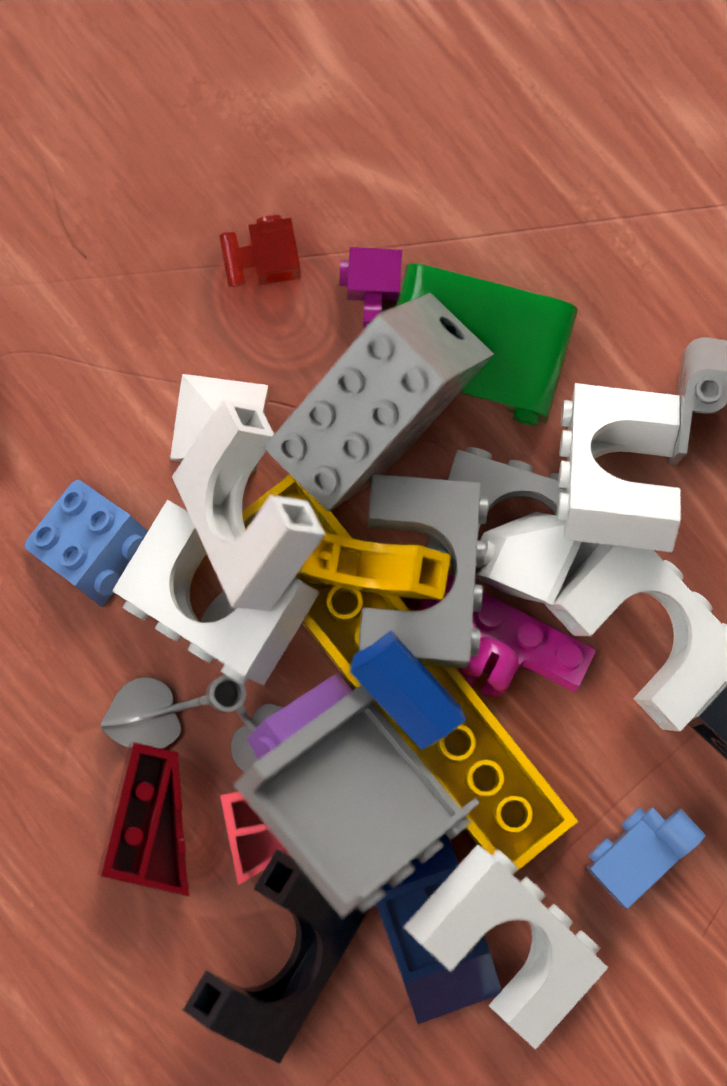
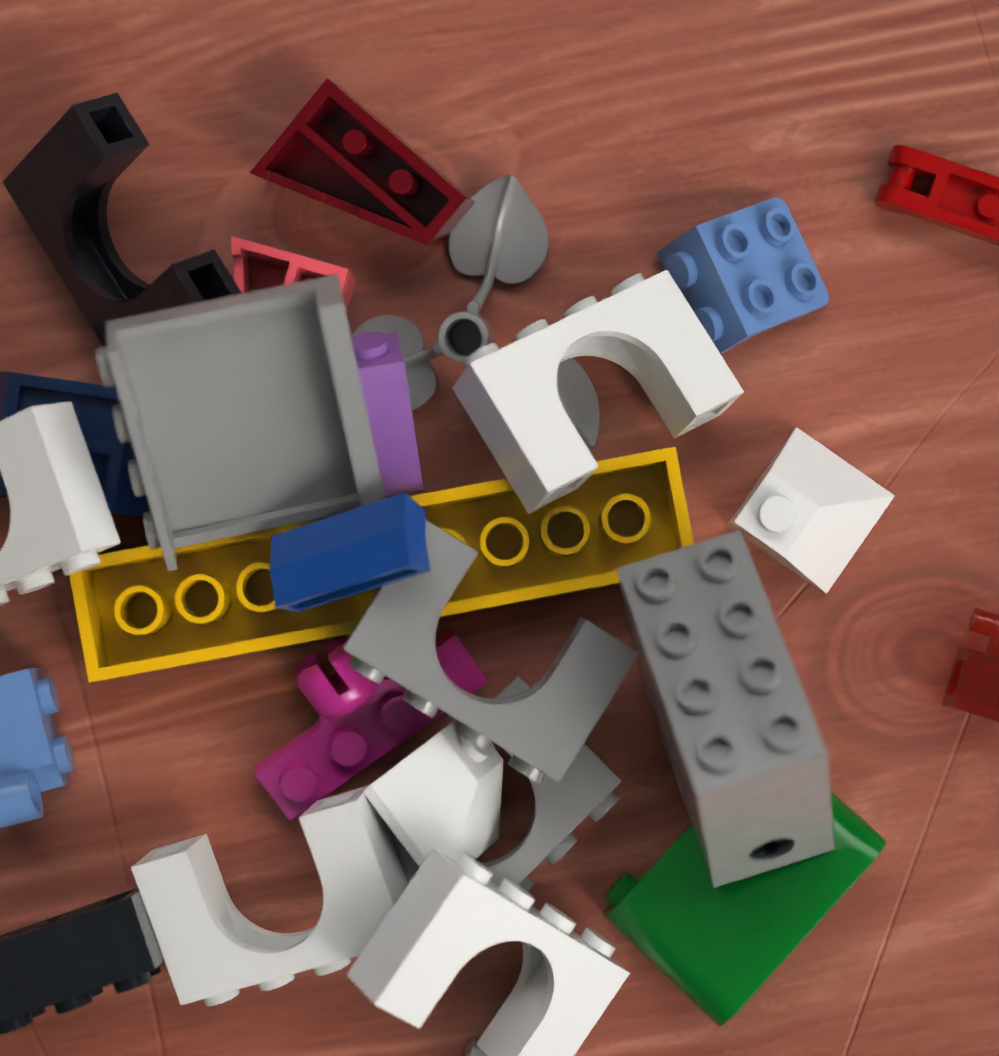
camera: 125 degrees right, 5 degrees up
(211, 480) = (602, 453): white arch -> none
(371, 277) = (894, 792): magenta brick -> none
(378, 567) = (531, 585): yellow arch -> none

